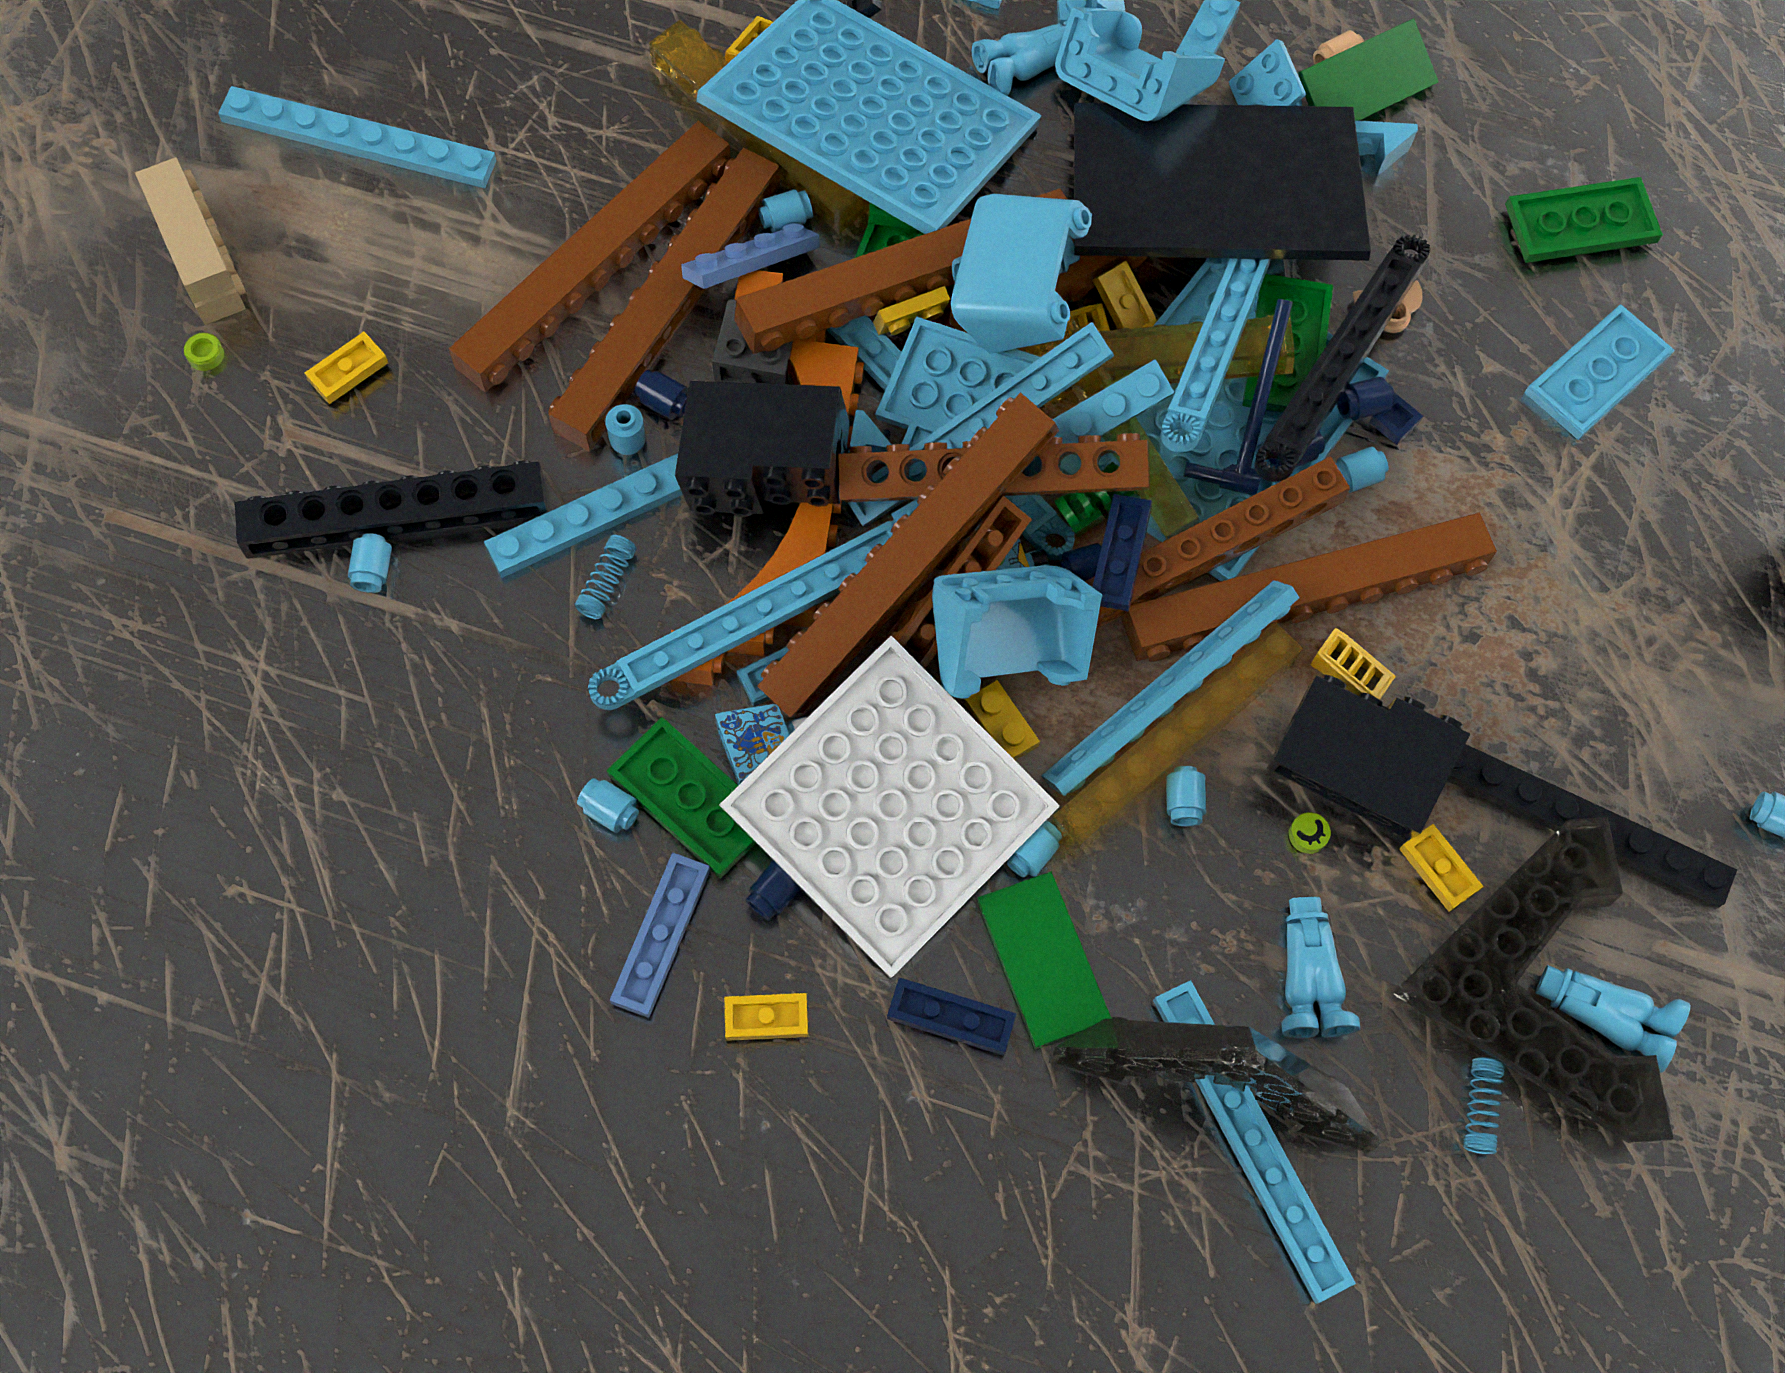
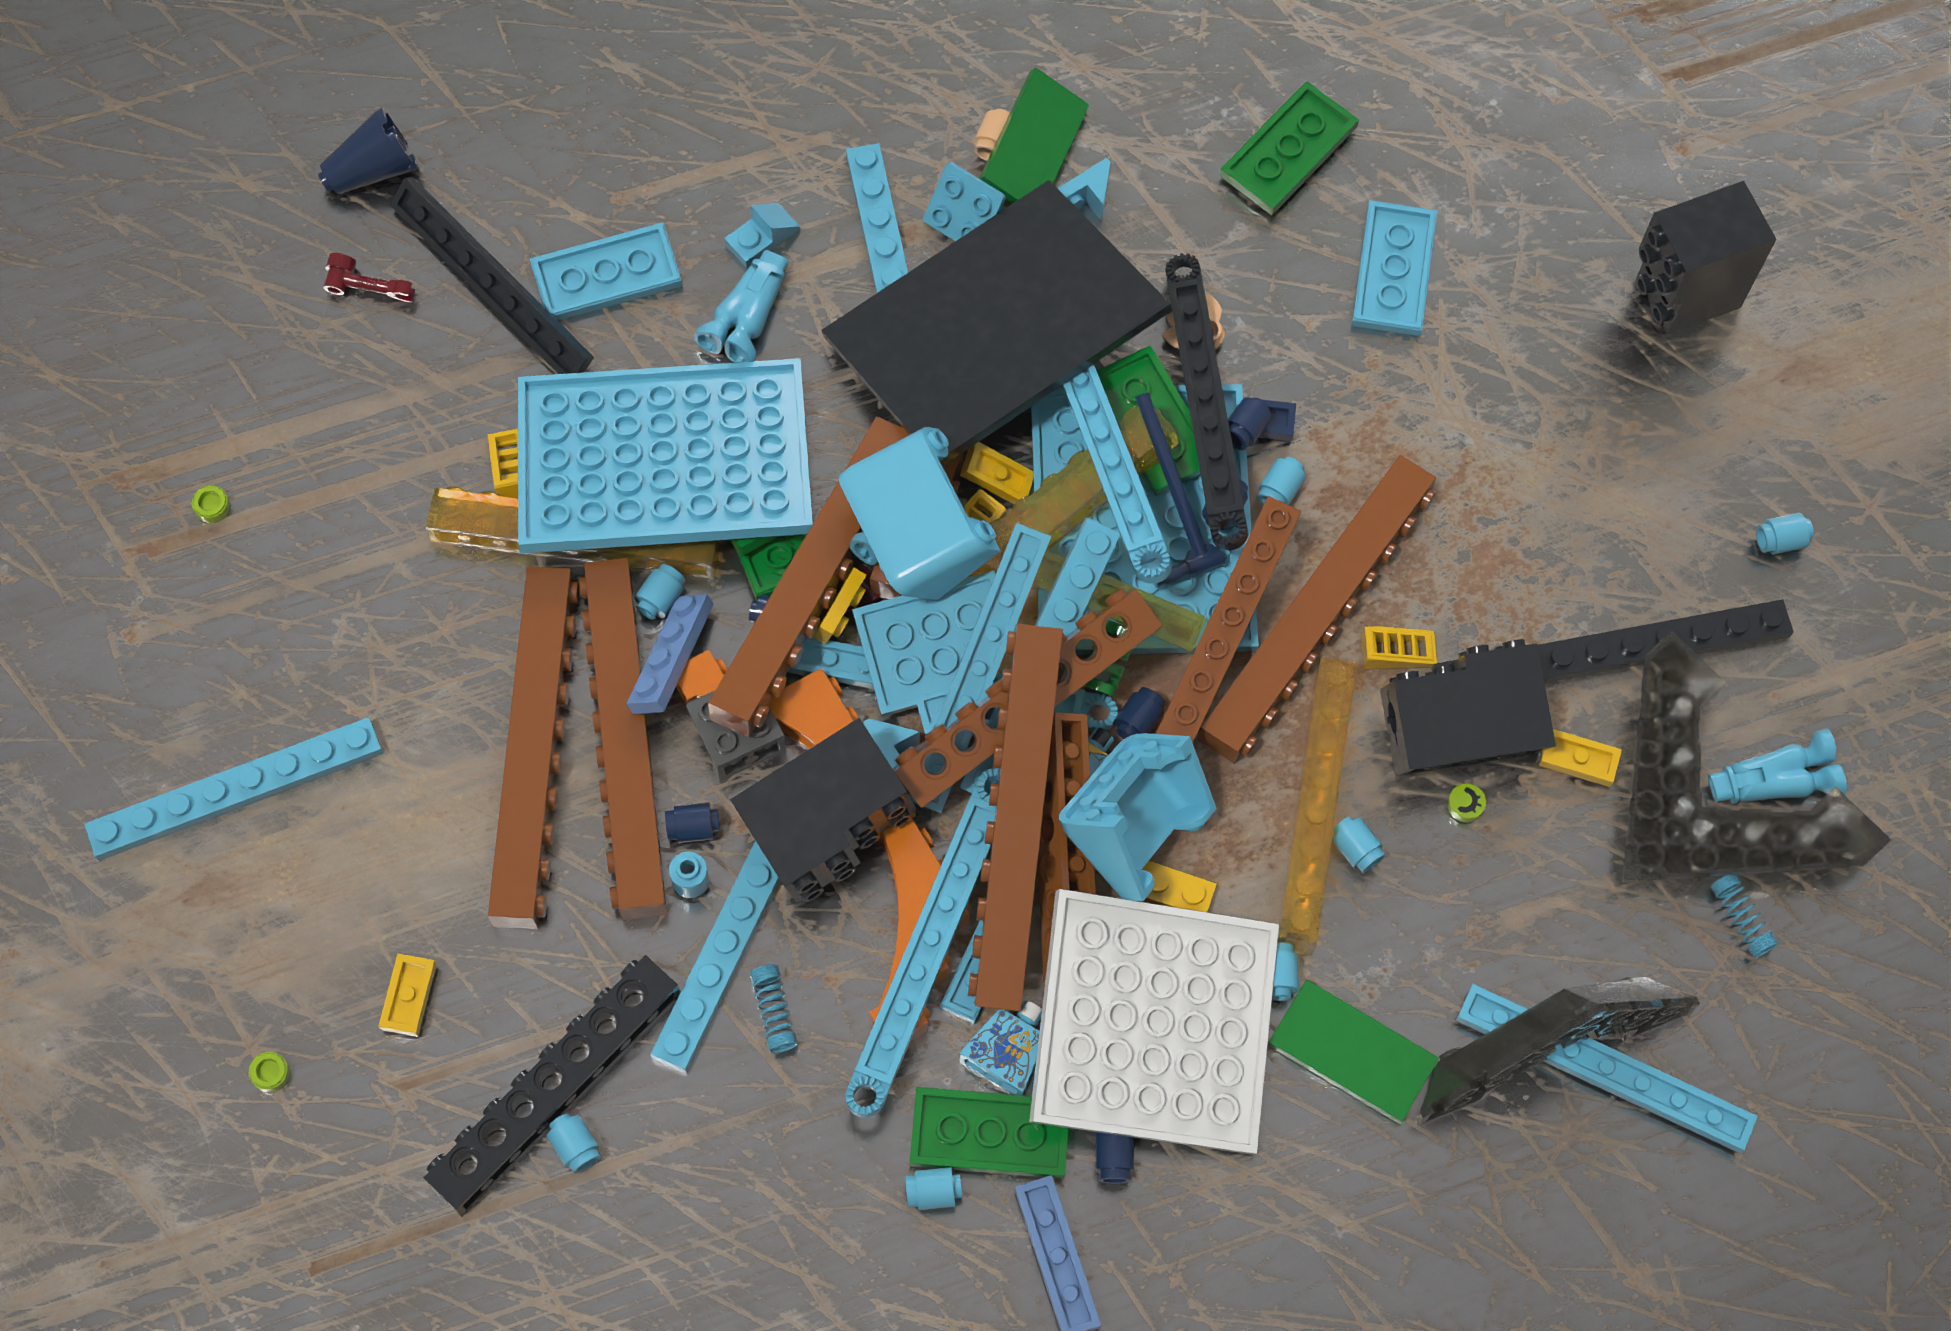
camera: 35 degrees left, 0 degrees up
(192, 240) = (184, 985): tan piece -> none
(766, 1016) = (1188, 1256): yellow plate -> none
(951, 1016) = (1322, 1147): dark blue plate -> none
(1104, 60) = (844, 276): medium azure windscreen -> none
(1122, 551) = (1171, 688): dark blue plate -> none
(1180, 679) = (1283, 769): medium azure plate -> none
(1314, 975) = (1554, 909): medium azure piece -> none

